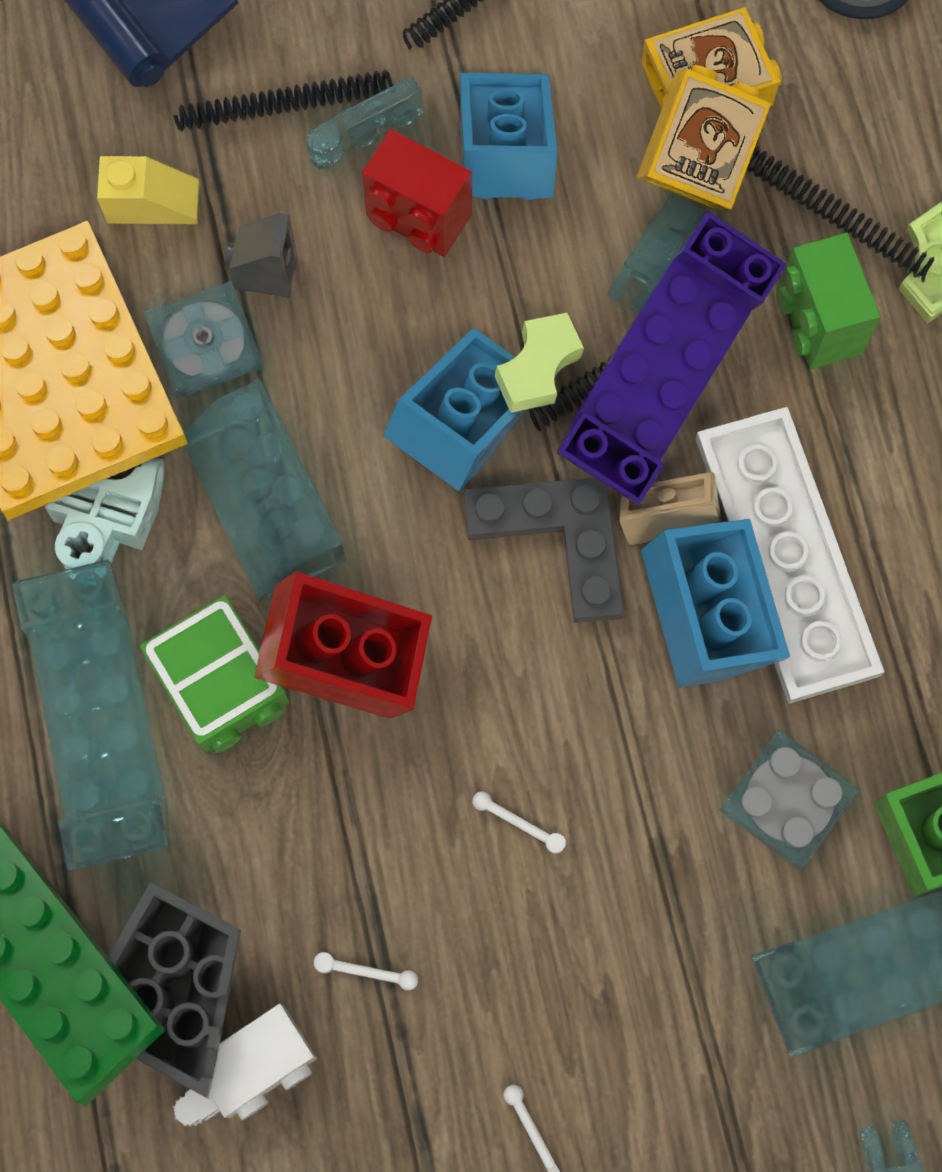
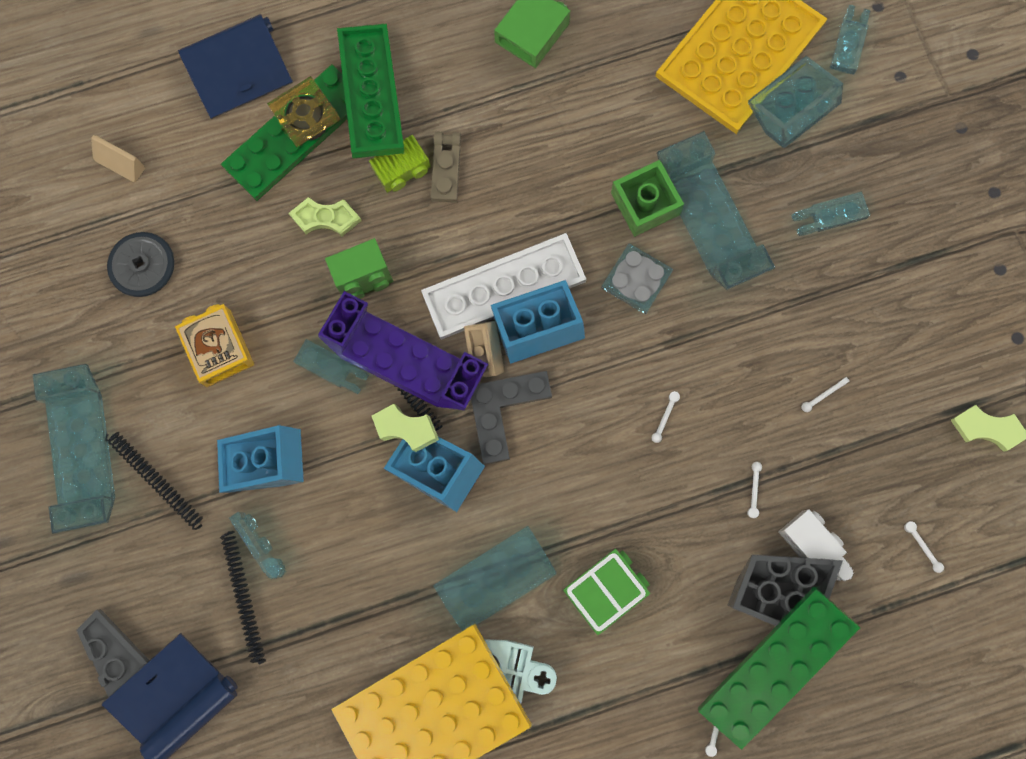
camera: 90 degrees left, 5 degrees up
(94, 715) = (639, 656): clear light blue slope -> none
(146, 192) = (311, 673): light yellow slope -> none
(203, 339) = (403, 626): clear light blue piece -> none
(263, 256) = (351, 596): dark grey slope -> none
(343, 646) = (587, 518): red brick -> none
(417, 193) = (307, 507): red brick -> none
(704, 138) = (263, 343): brick -> none
(837, 220) = (298, 270): black piece -> none

